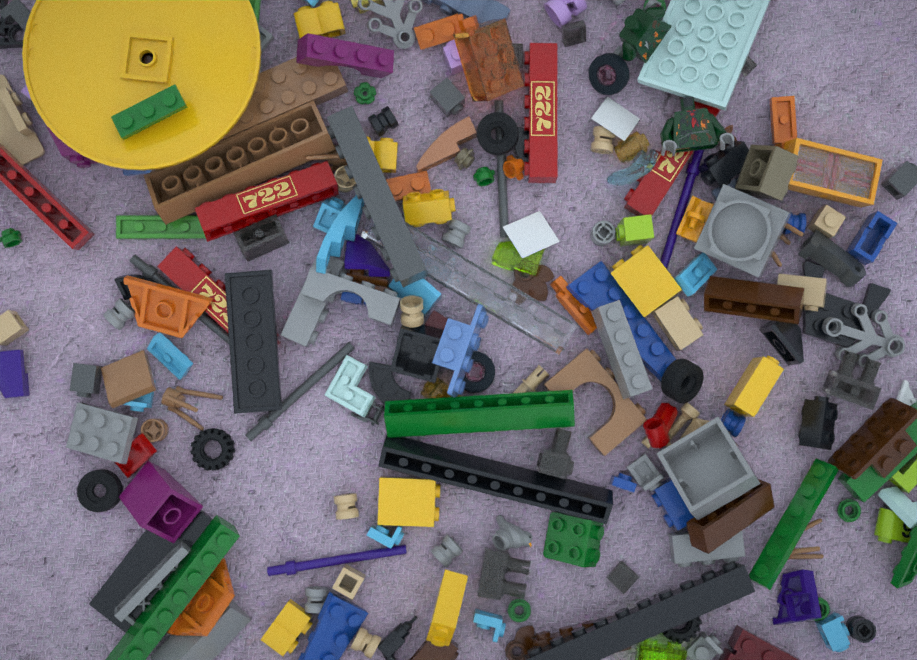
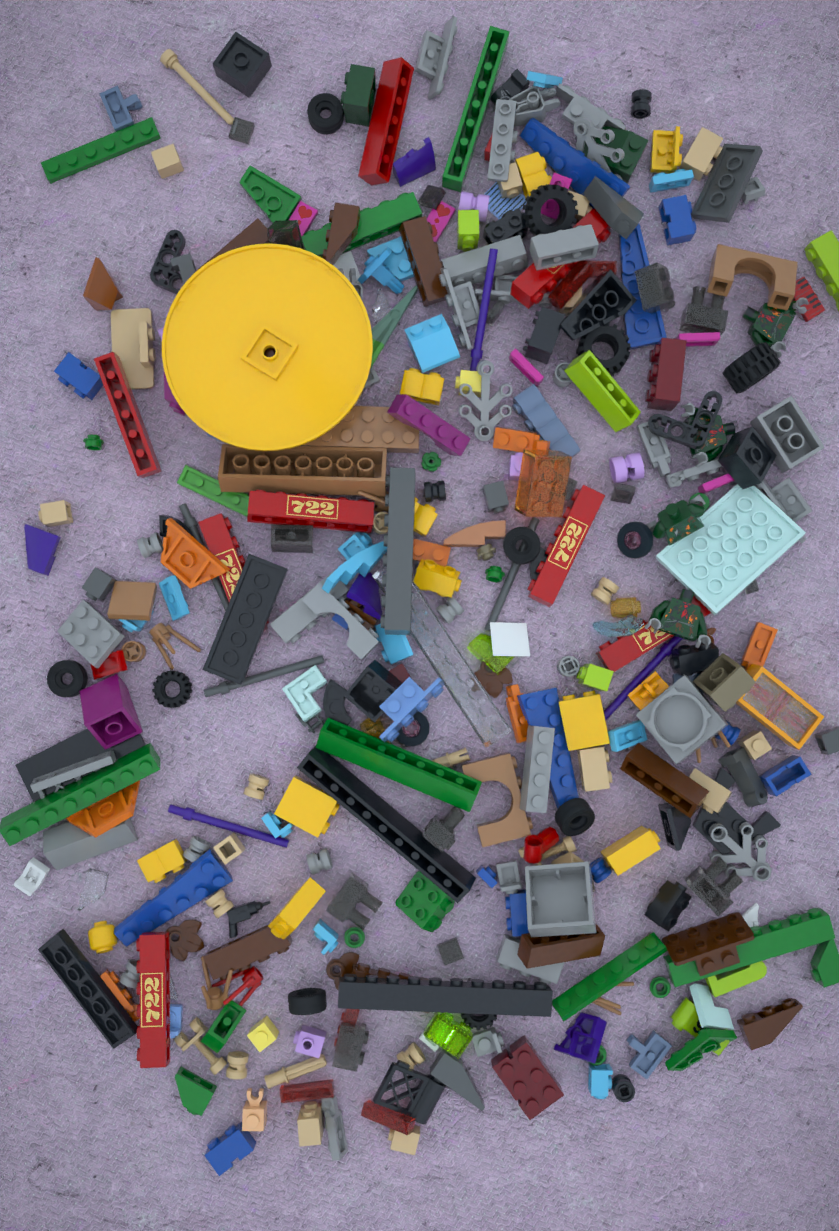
camera: 30 degrees right, 0 degrees up
(149, 112) = (250, 397): green plate -> none
(412, 311) = (383, 656): tan wheel -> none
(510, 536) = (375, 874): light grey animal -> none
(513, 167) = (521, 579): orange plate -> none
(615, 118) = (623, 578): white sticker -> none
(870, 582) = (648, 1054): none -> sand blue plate

